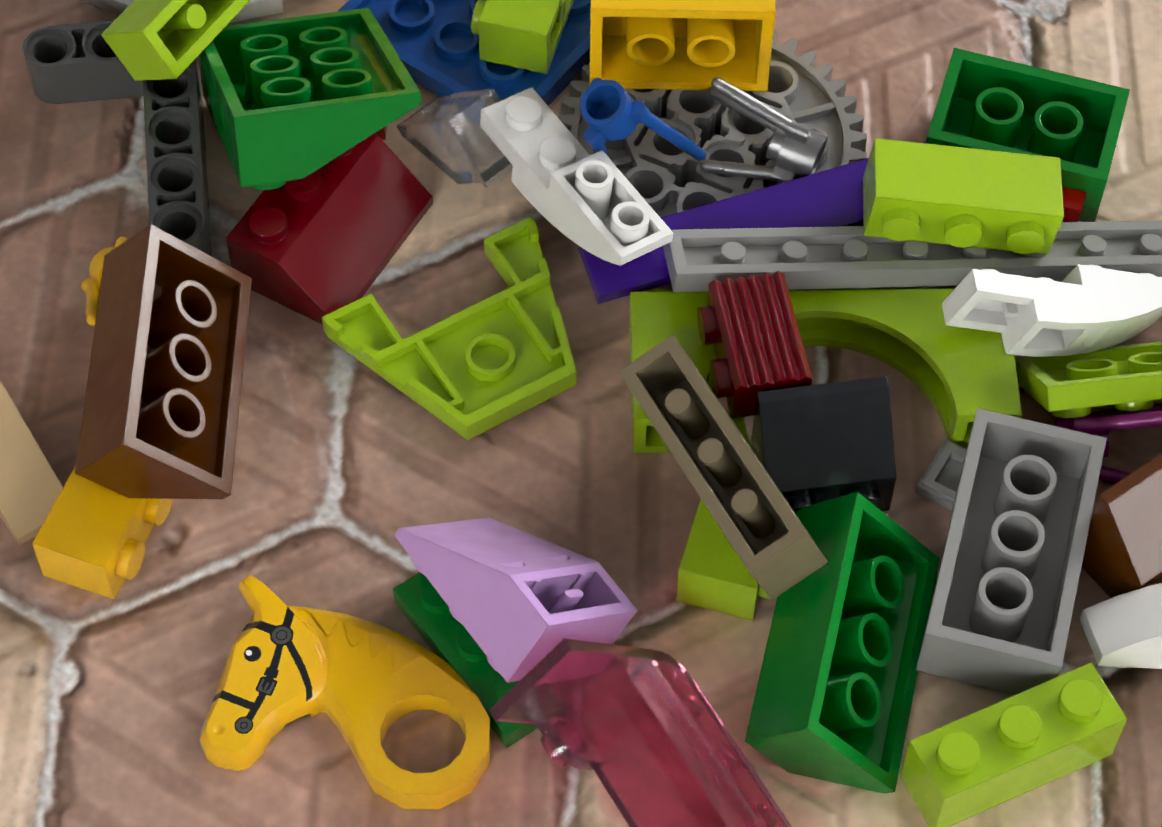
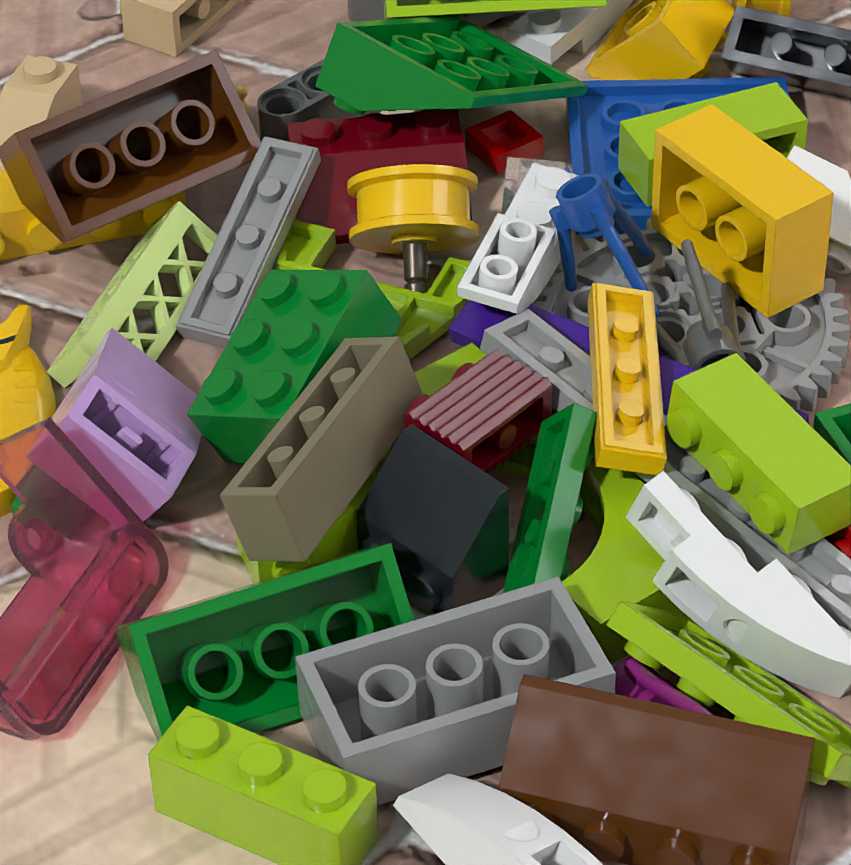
camera: 55 degrees right, 15 degrees down
(311, 491) = (126, 292): none -> yellowish green fence
(340, 362) = (248, 240): none -> light grey tile
(434, 228) = (413, 214): none -> yellow wheel
(567, 427) = (280, 348): none -> green brick
(801, 222) = (626, 380): none -> yellow tile
(861, 348) = (552, 498): none -> green plate

